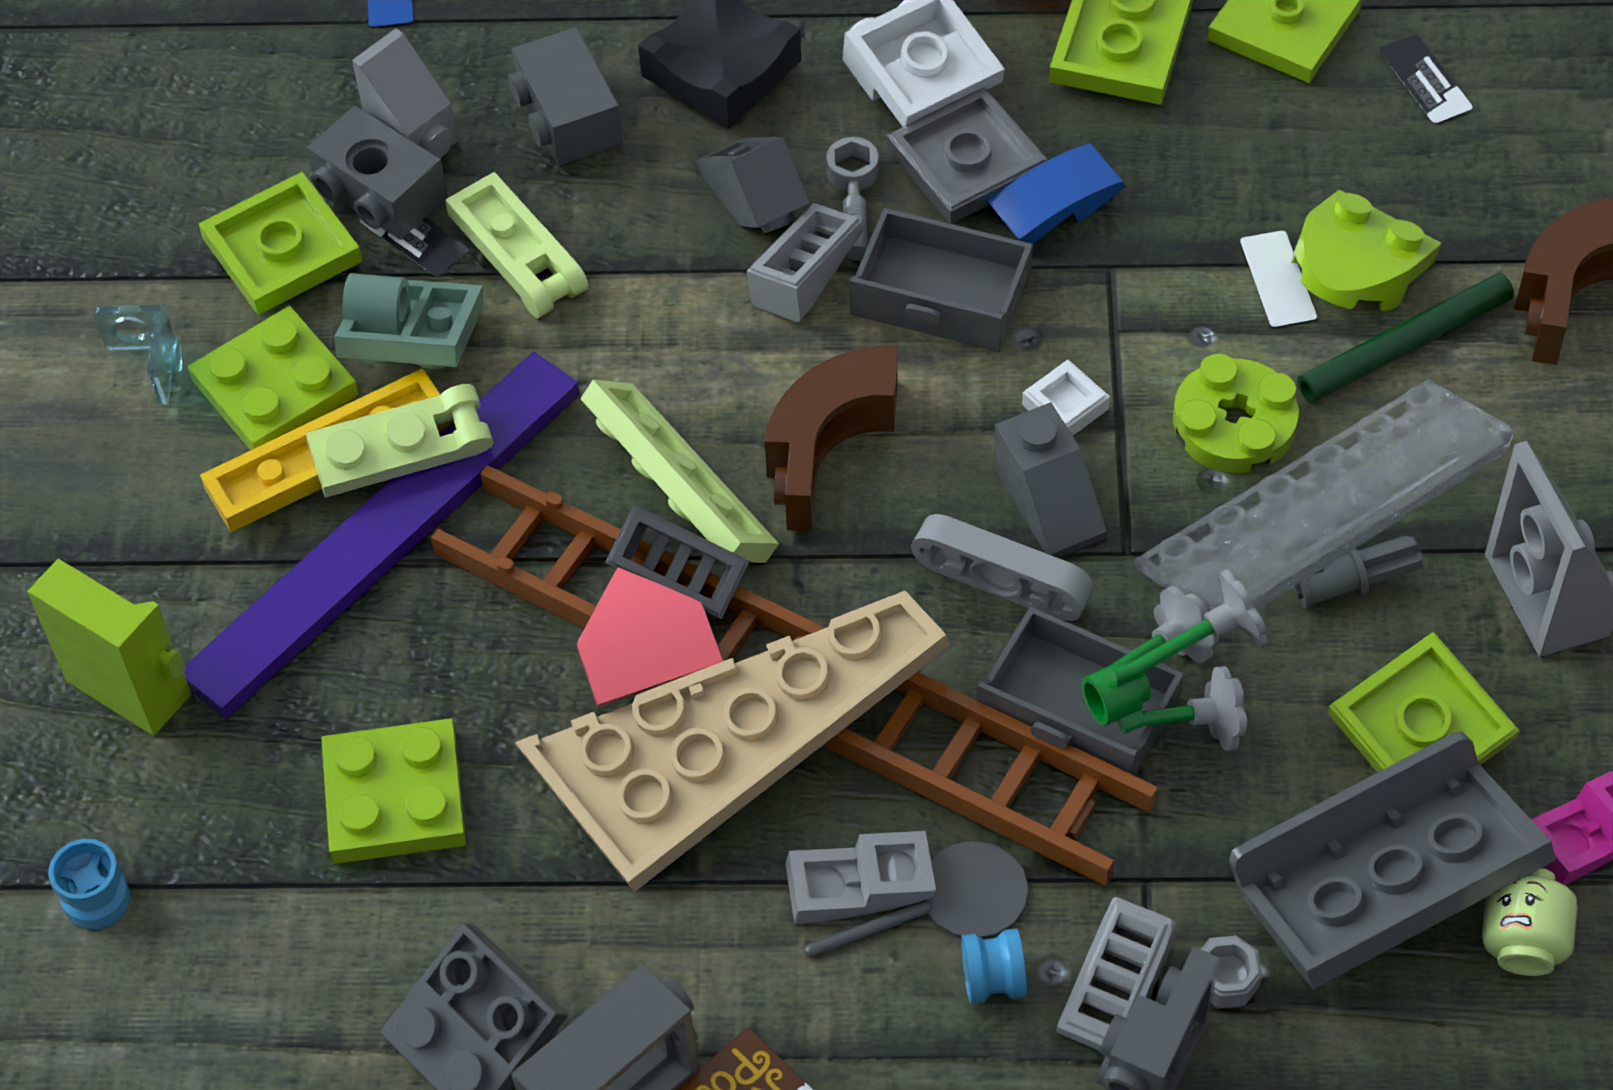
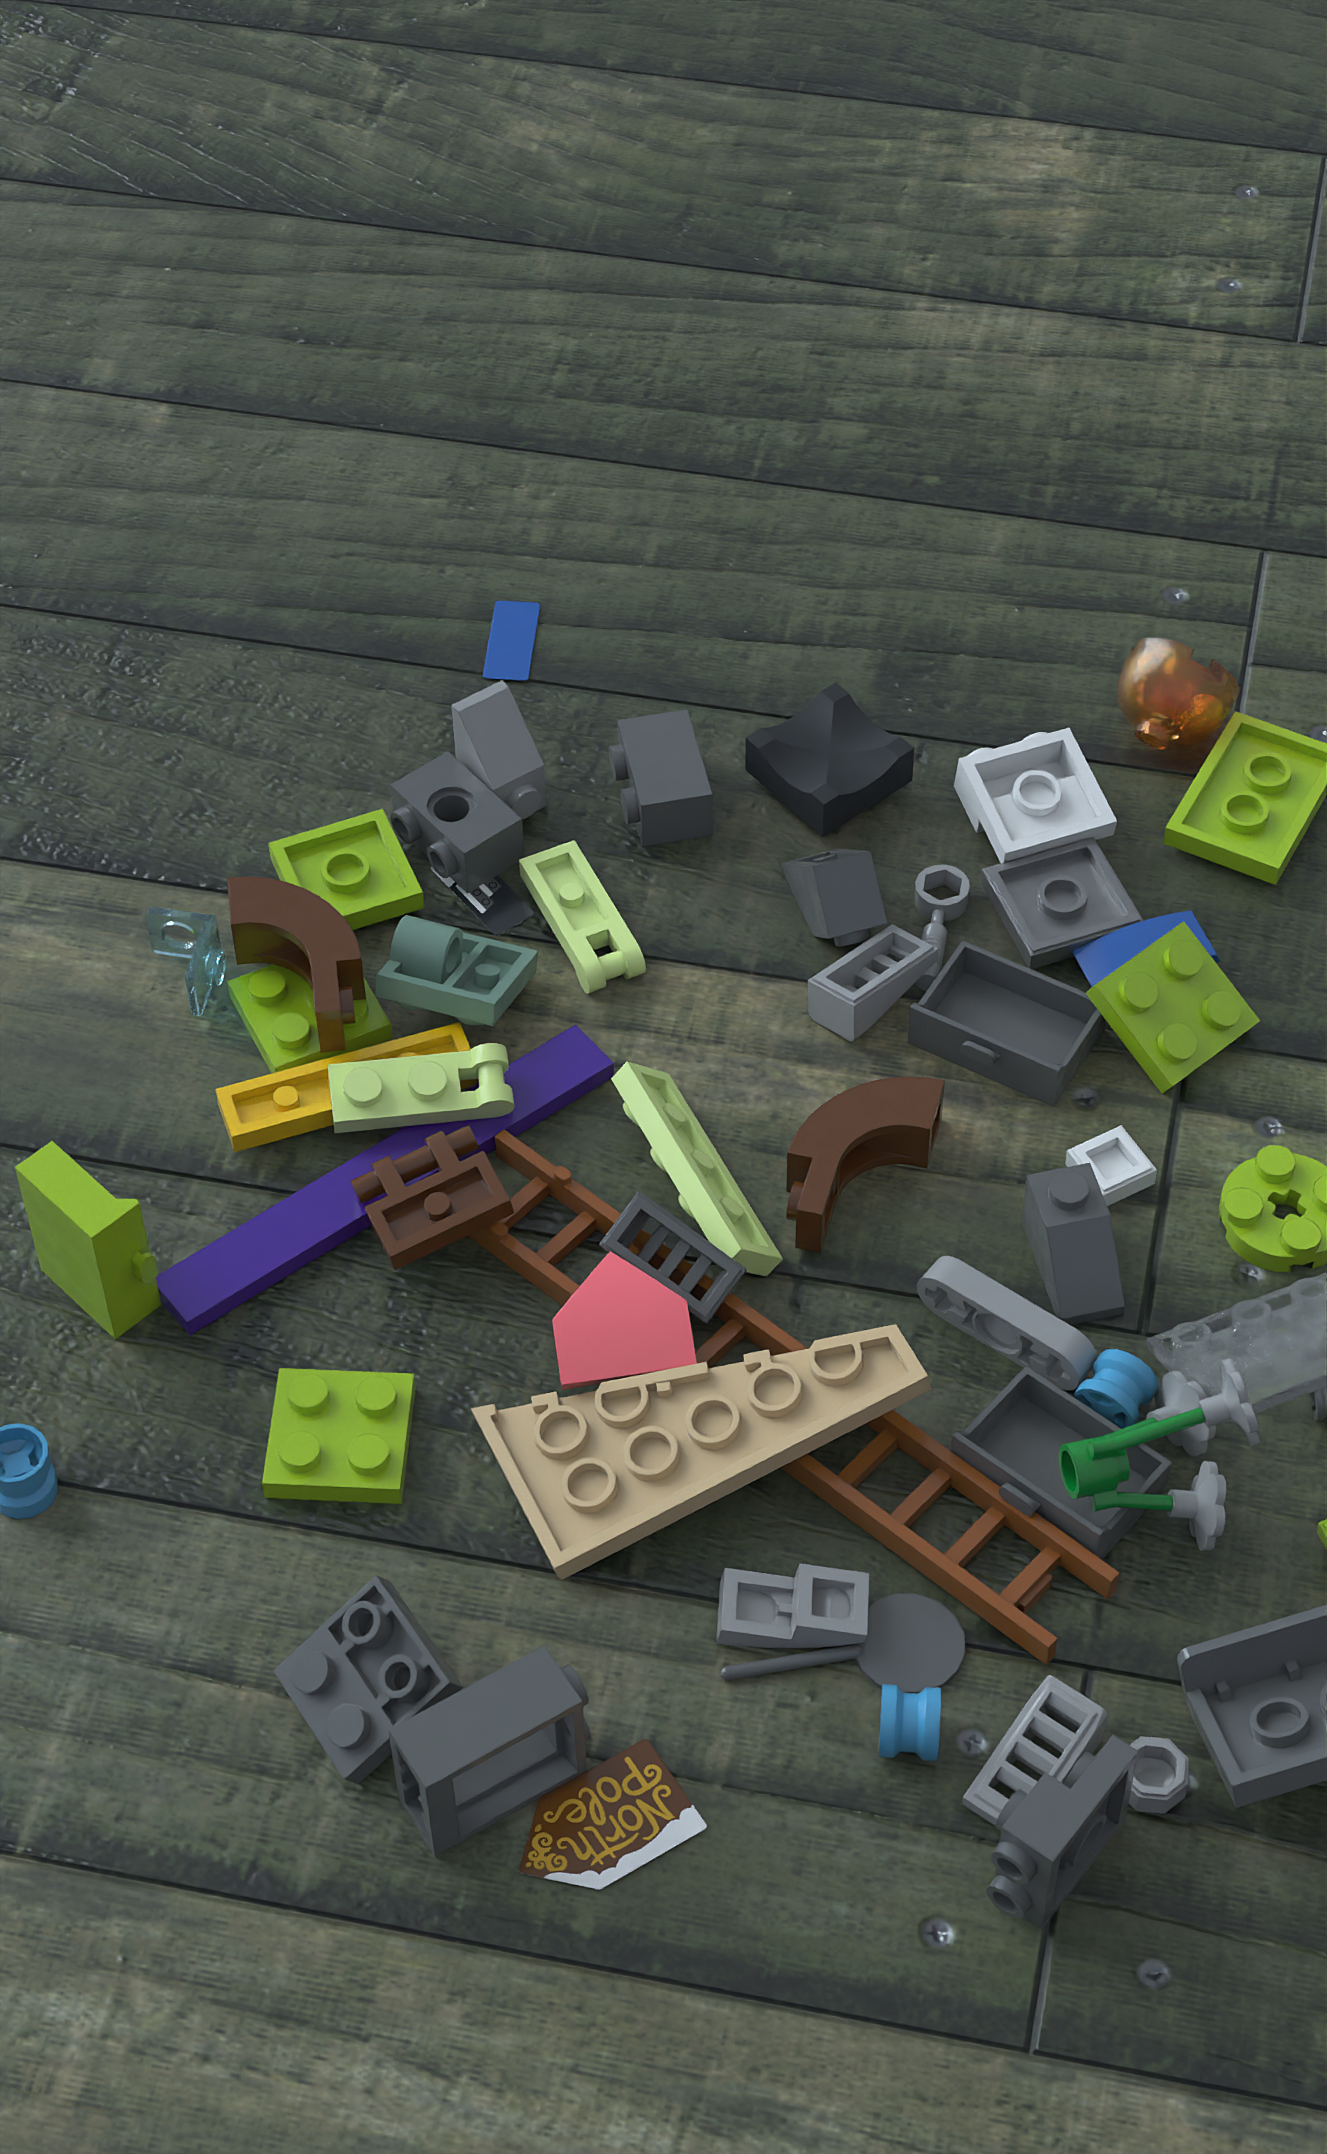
camera: 10 degrees right, 5 degrees down
(258, 310) = (304, 934): none -> reddish brown arch
(440, 555) = (437, 1208): none -> reddish brown plate
(1093, 238) = (1172, 1007): none -> lime plate
(1119, 611) = (1118, 1387): none -> dark azure wheel

